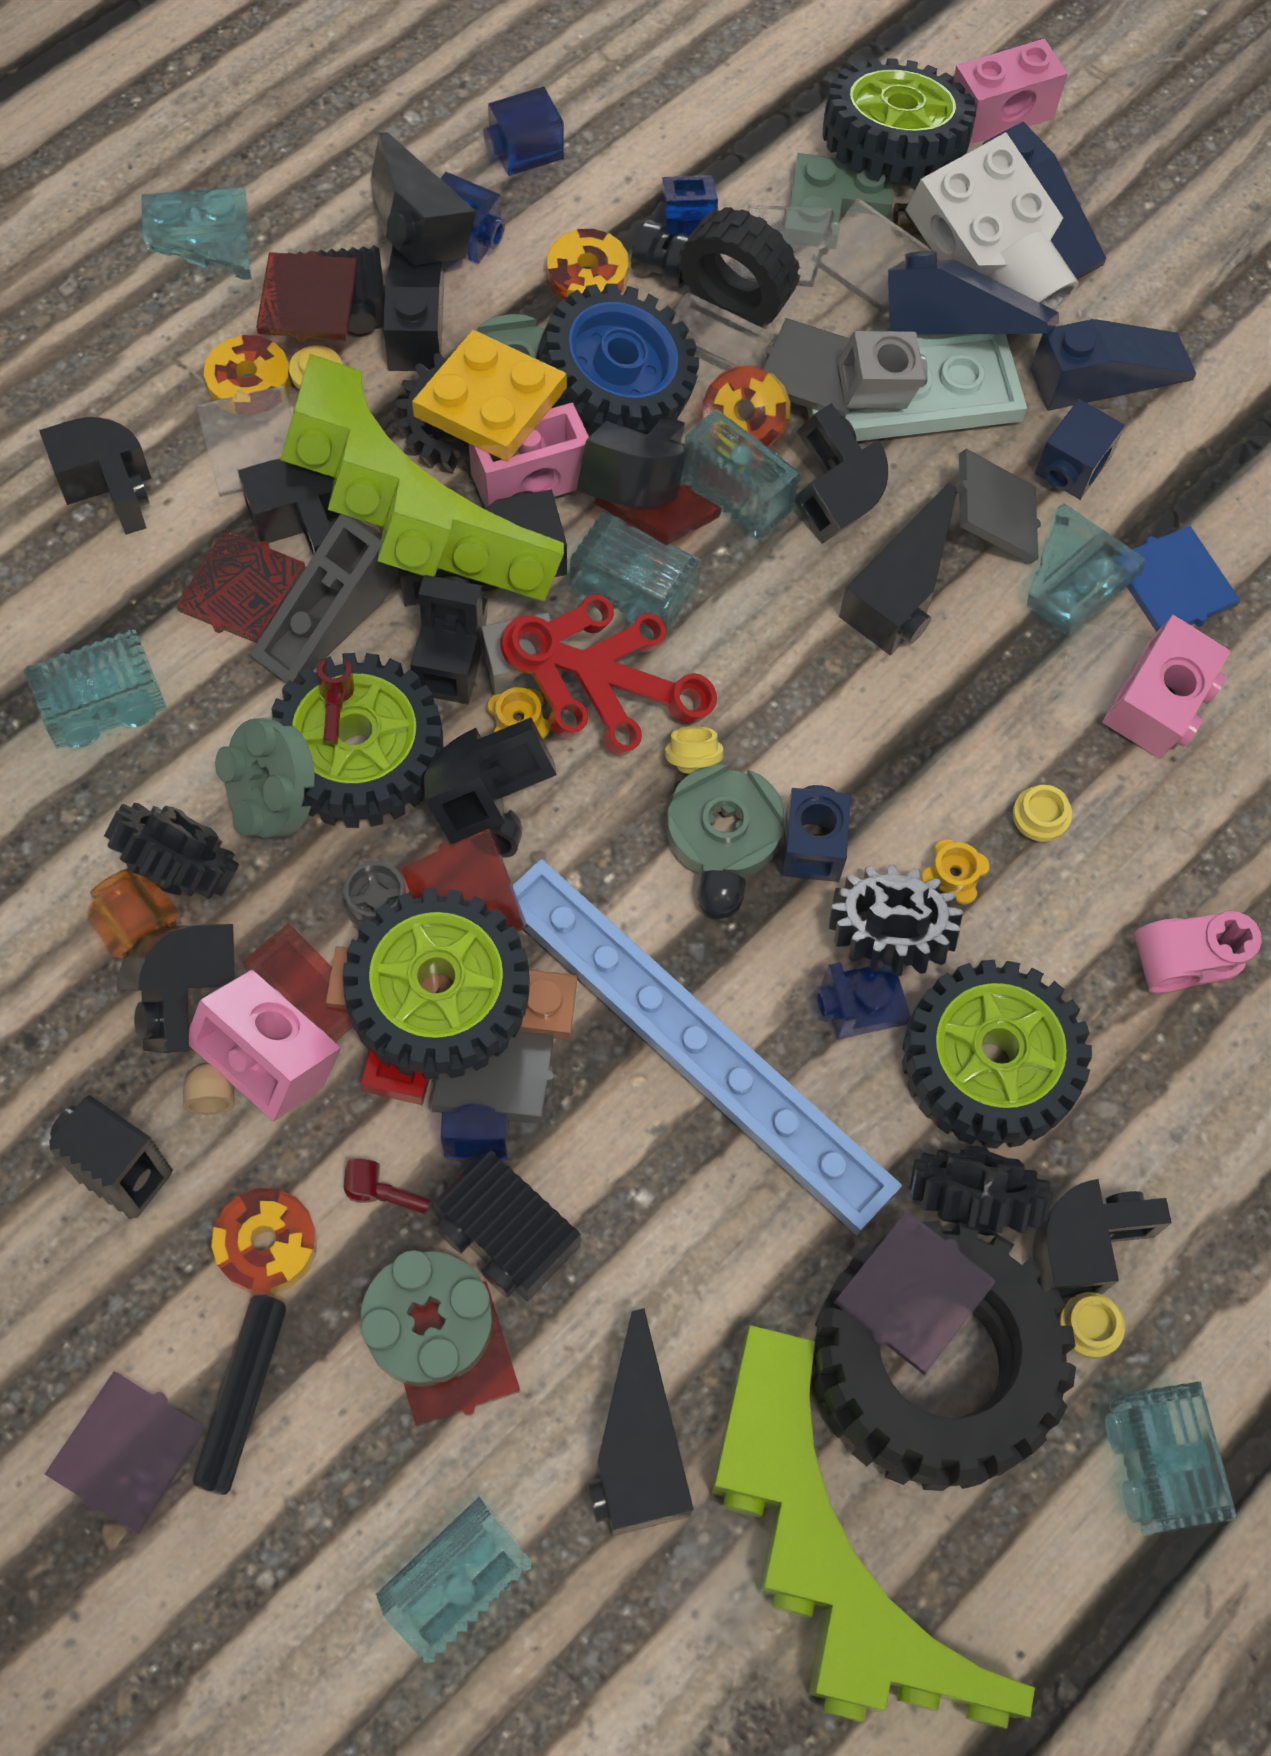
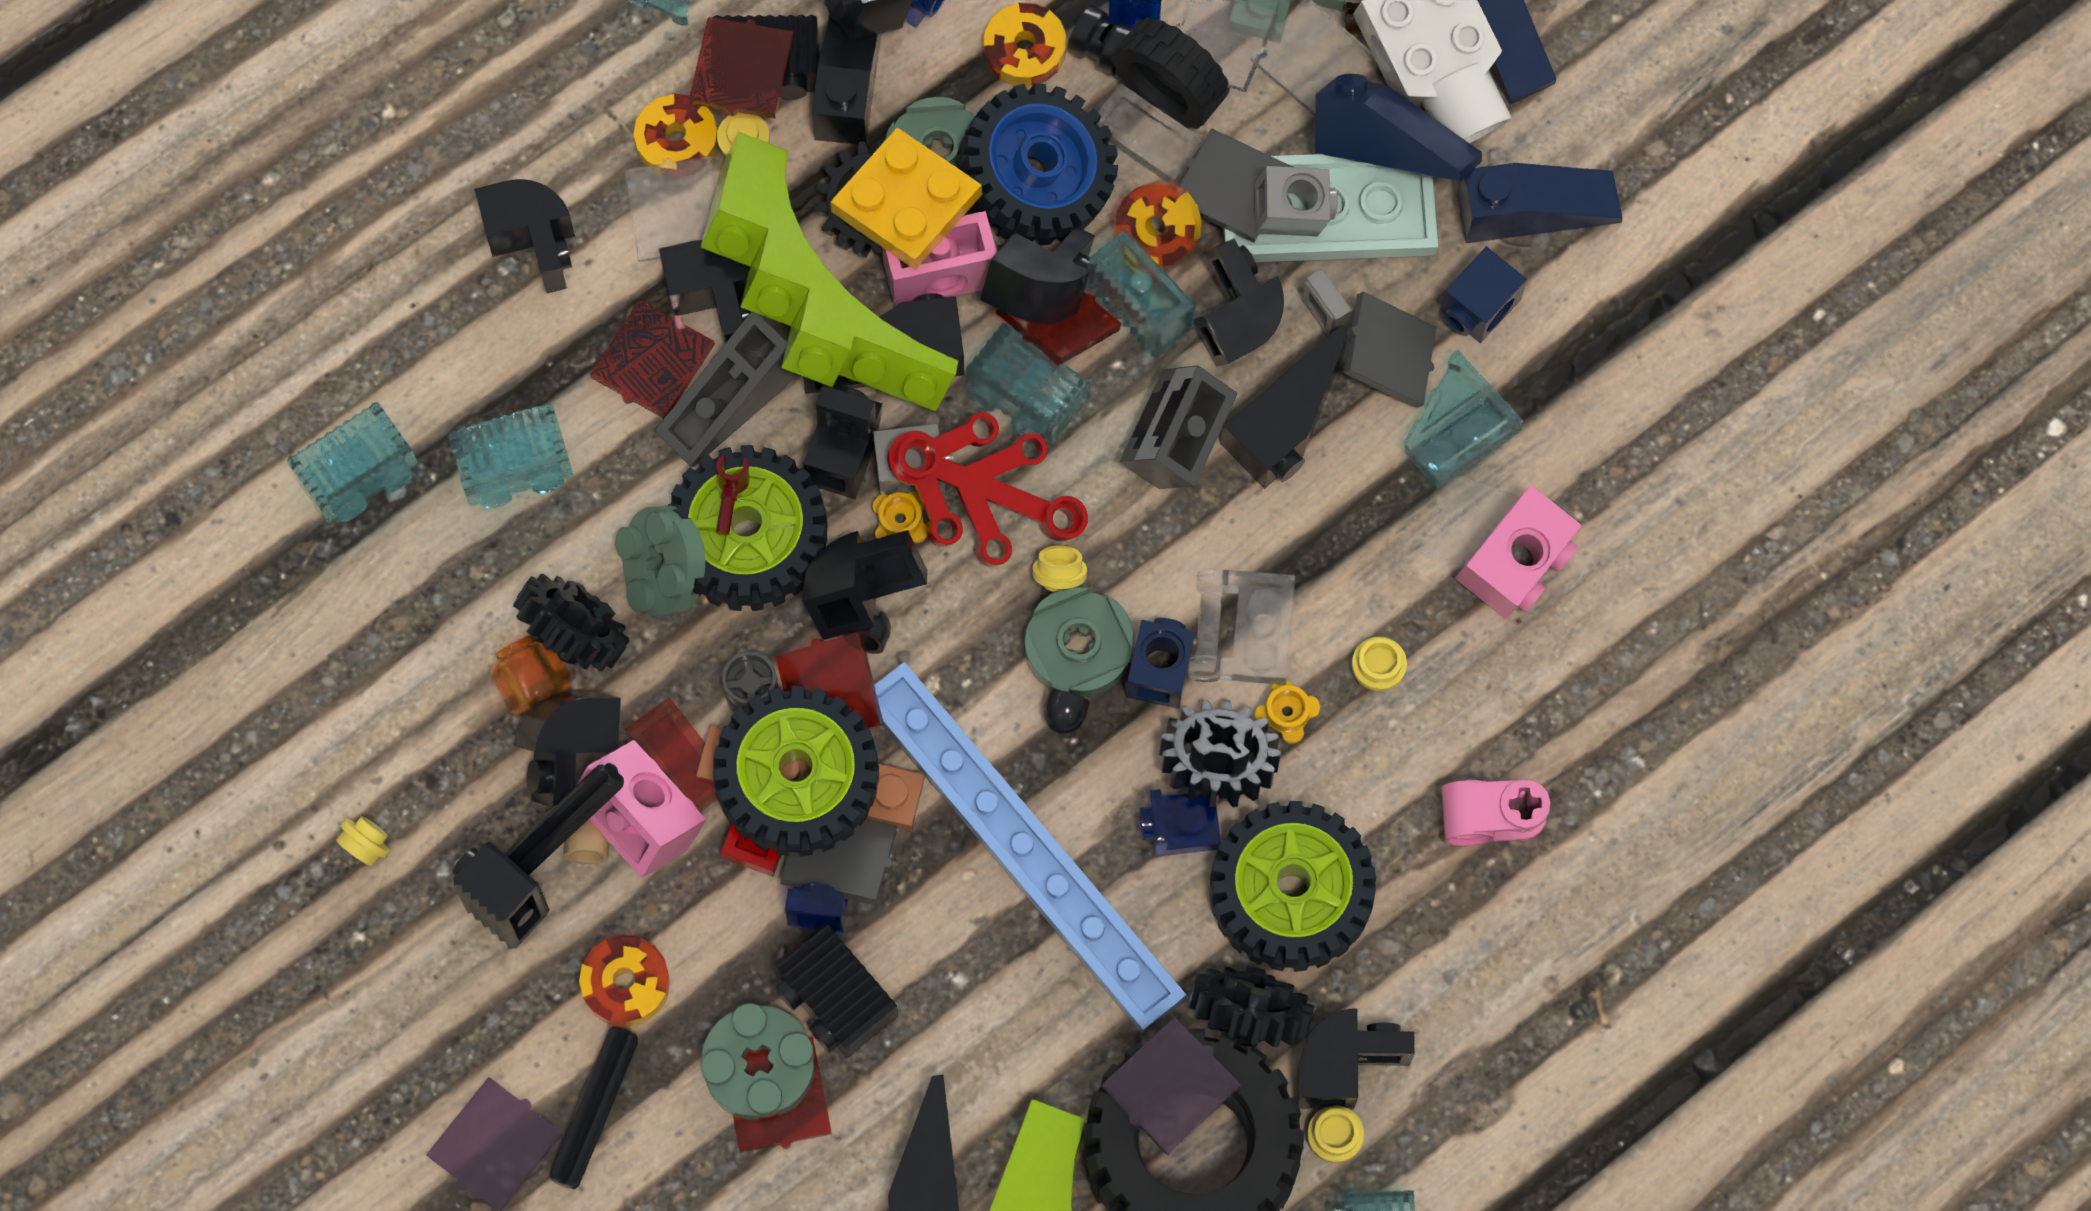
camera: 10 degrees right, 5 degrees up
(181, 1061) = (566, 817): none -> black axle
(363, 1186) = (714, 942): dark red hand -> none
(799, 596) = (1178, 427): none -> dark grey brick
(914, 786) = (1260, 630): none -> clear plate
(925, 468) = (1326, 302): none -> light grey tile
(1180, 581) = (1559, 440): blue piece -> none

